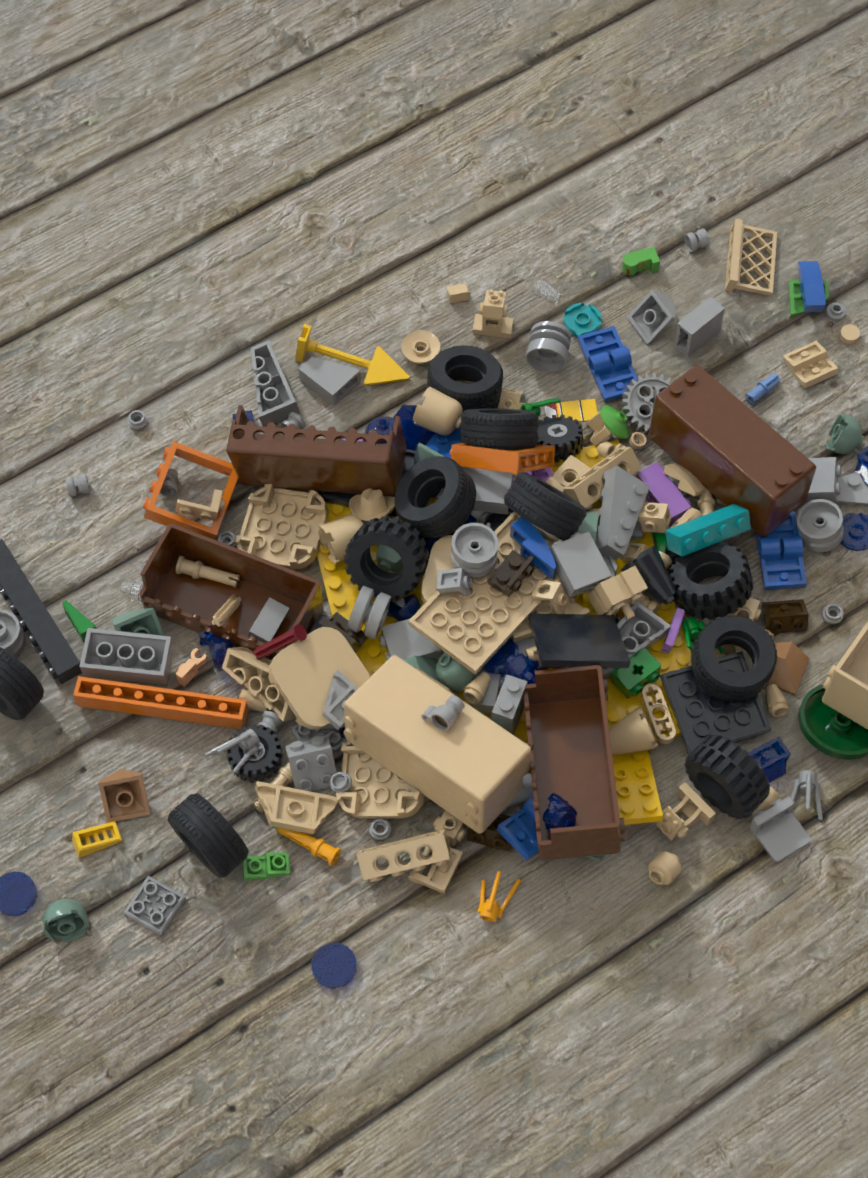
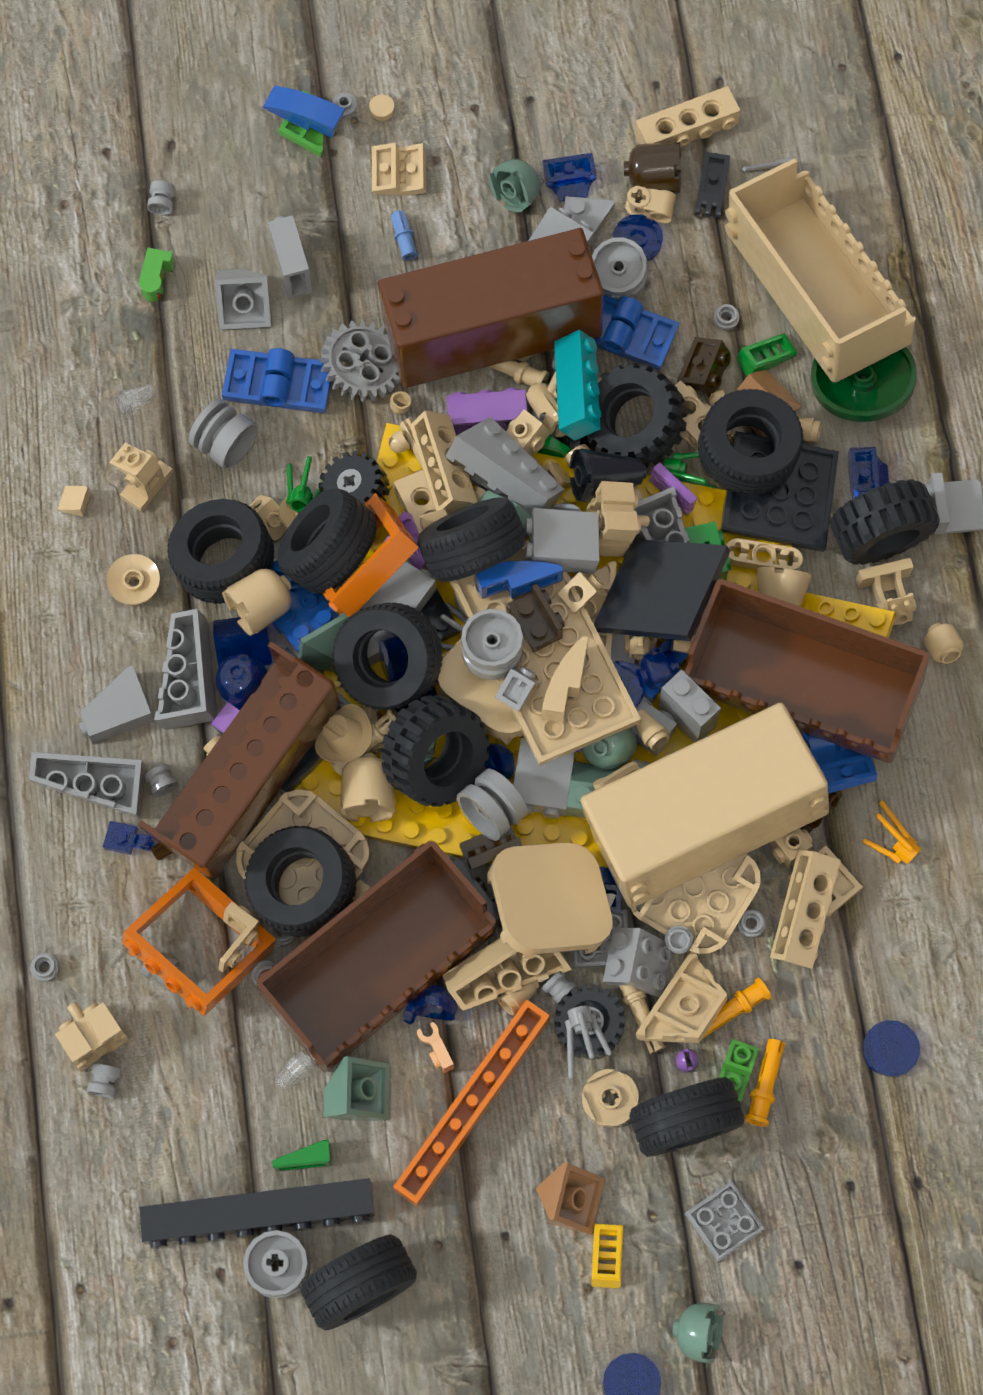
camera: 65 degrees left, 10 degrees up
(100, 461) = (90, 1035): none -> tan brick
(126, 656) = (388, 1117): light grey slope -> none
(197, 570) = (309, 983): tan pin -> none
(208, 779) = (594, 1092): none -> tan plate
(226, 610) = (392, 971): tan axle -> none
(255, 890) = (763, 1095): none -> light orange pin
(257, 505) = (275, 856): none -> black tyre
(262, 833) = (681, 1061): none -> medium lavender hinge
(268, 621) = (426, 930): light grey hinge -> none
(297, 633) = (485, 922): dark red axle -> none
(339, 692) = (594, 886): light grey wing -> none
(361, 407) = (187, 677): none -> light grey wedge
(380, 369) = (135, 640): yellow piece -> none
(444, 715) = (701, 777): light grey piece -> none
(475, 608) = (565, 682): none -> tan slope
(559, 813) = (858, 715): clear blue head -> none
(579, 409) = (320, 445): yellow sticker -> none
(582, 319) = (196, 380): teal tile -> none
(601, 432) = (366, 432): tan bracket -> none
(615, 421) = (365, 412): bright green dish -> none
(688, 481) = (494, 374): tan slope -> none
(735, 255) = (209, 167): tan fence -> none
(808, 783) = (912, 448): light grey plant -> none
(824, 647) = (751, 361): none -> green slope

